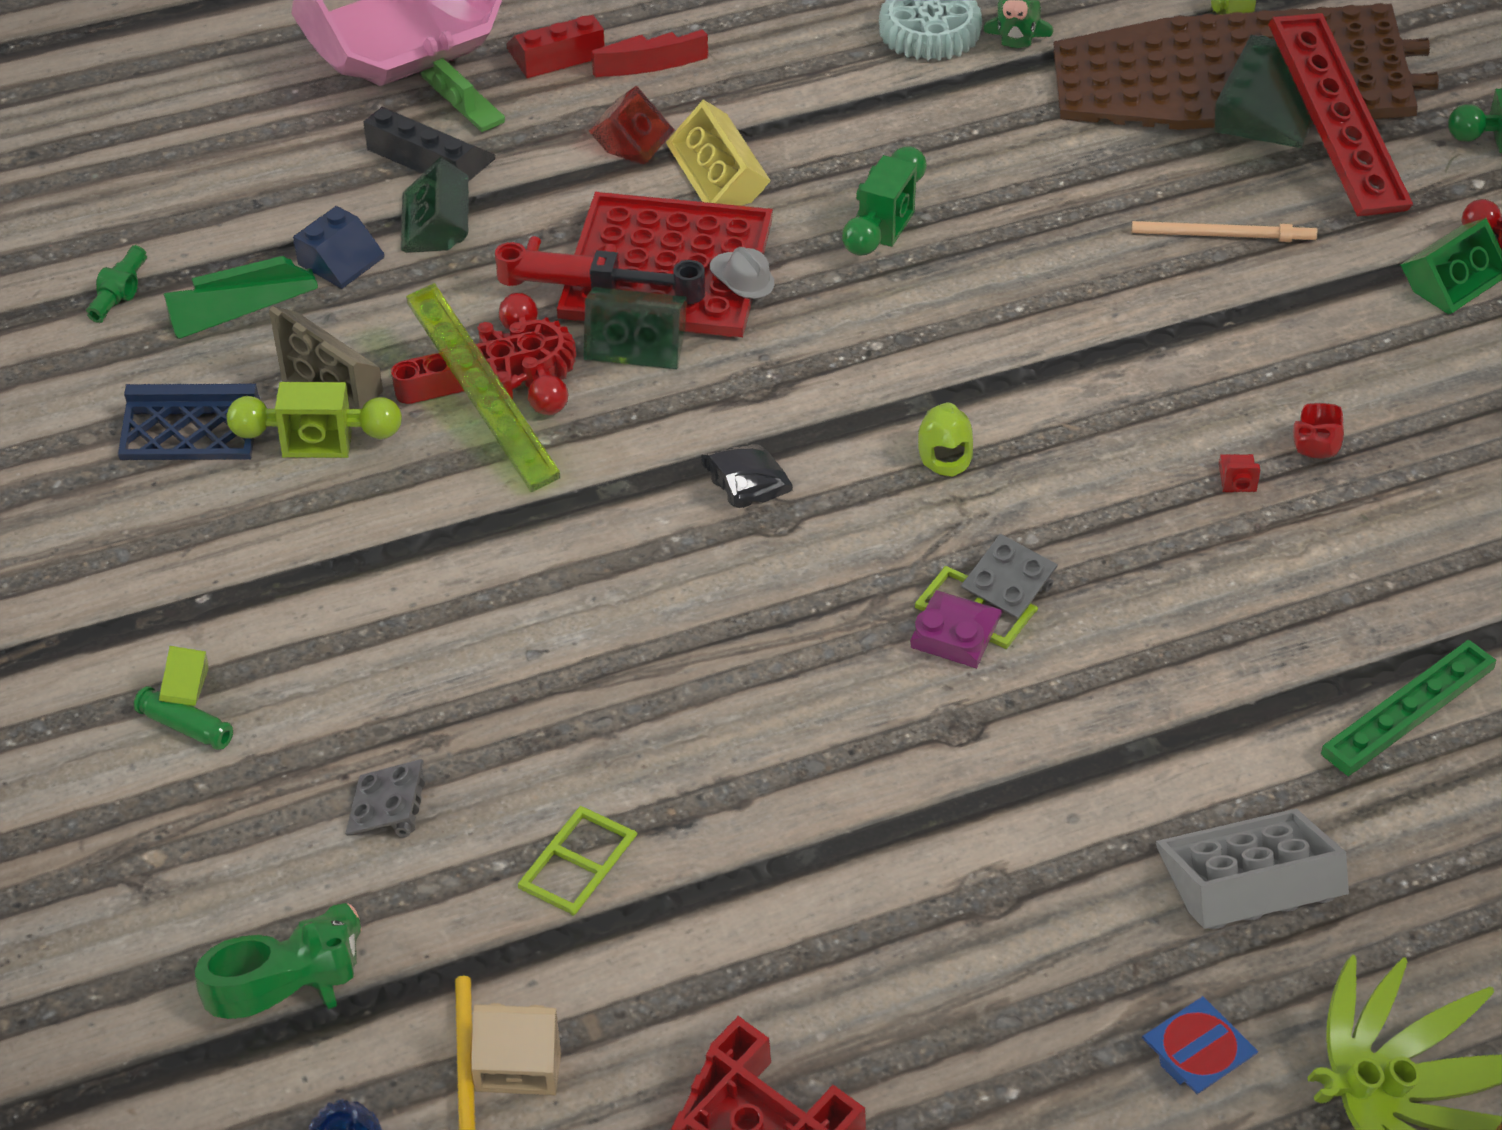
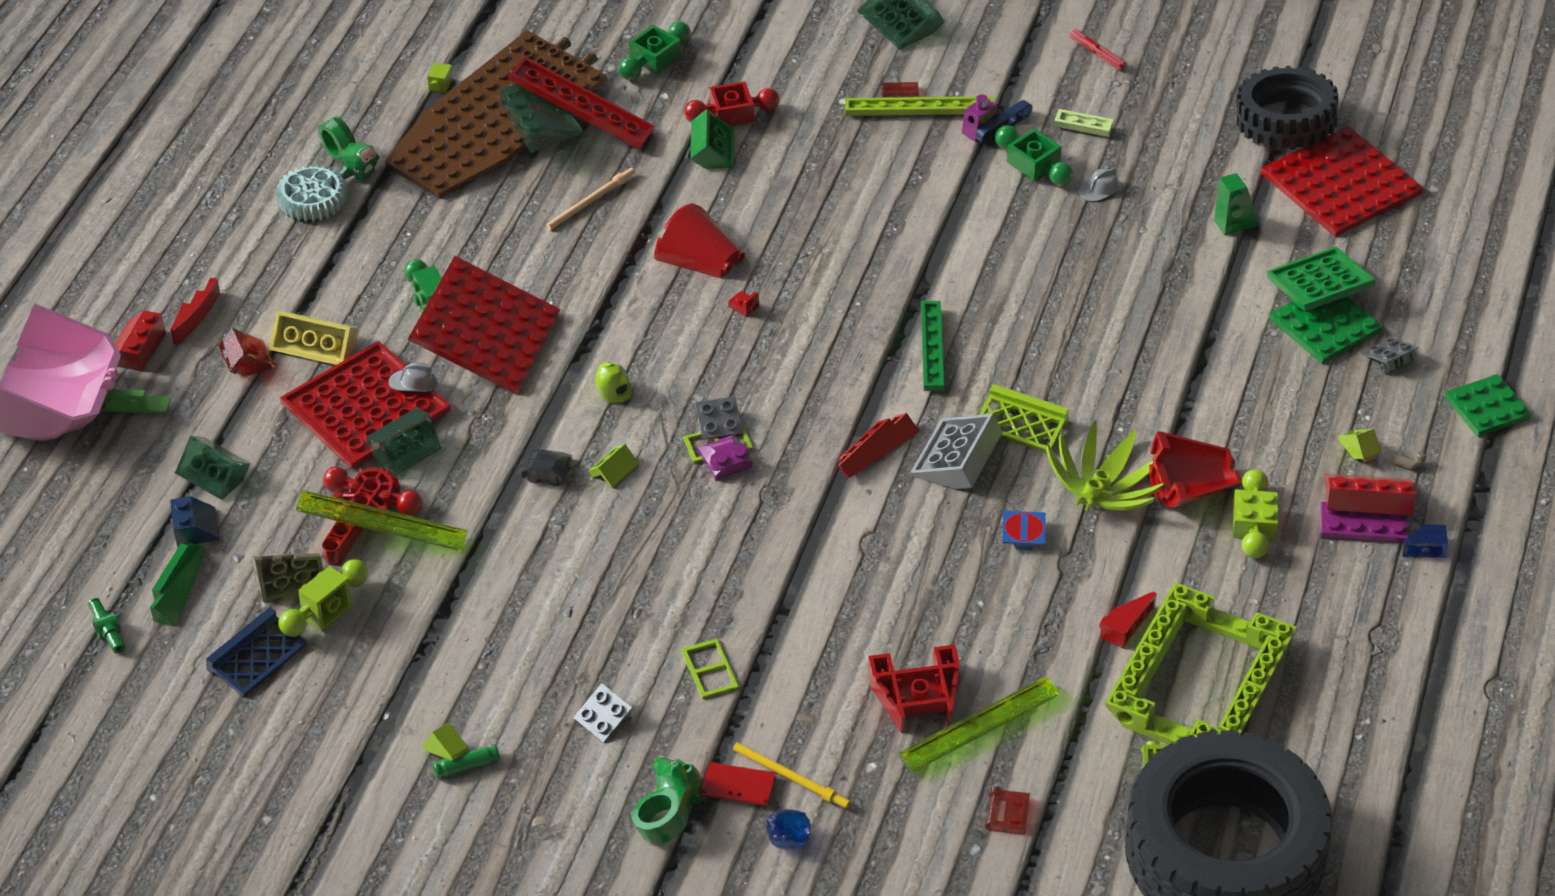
camera: 50 degrees left, 0 degrees up
(401, 1034) = (751, 784): none -> red door
(420, 145) = (151, 443): black slope -> none
(515, 1049) = (801, 743): tan slope -> none
(519, 265) = (352, 430): piece -> none
(818, 535) = (615, 465): none -> lime panel
(890, 269) = (484, 324): none -> red plate
(1160, 767) = (877, 442): none -> red wedge
(1275, 357) = (697, 243): none -> red cone
(1319, 430) = (757, 258): red helmet -> none
(1435, 897) = (1027, 406): none -> lime fence

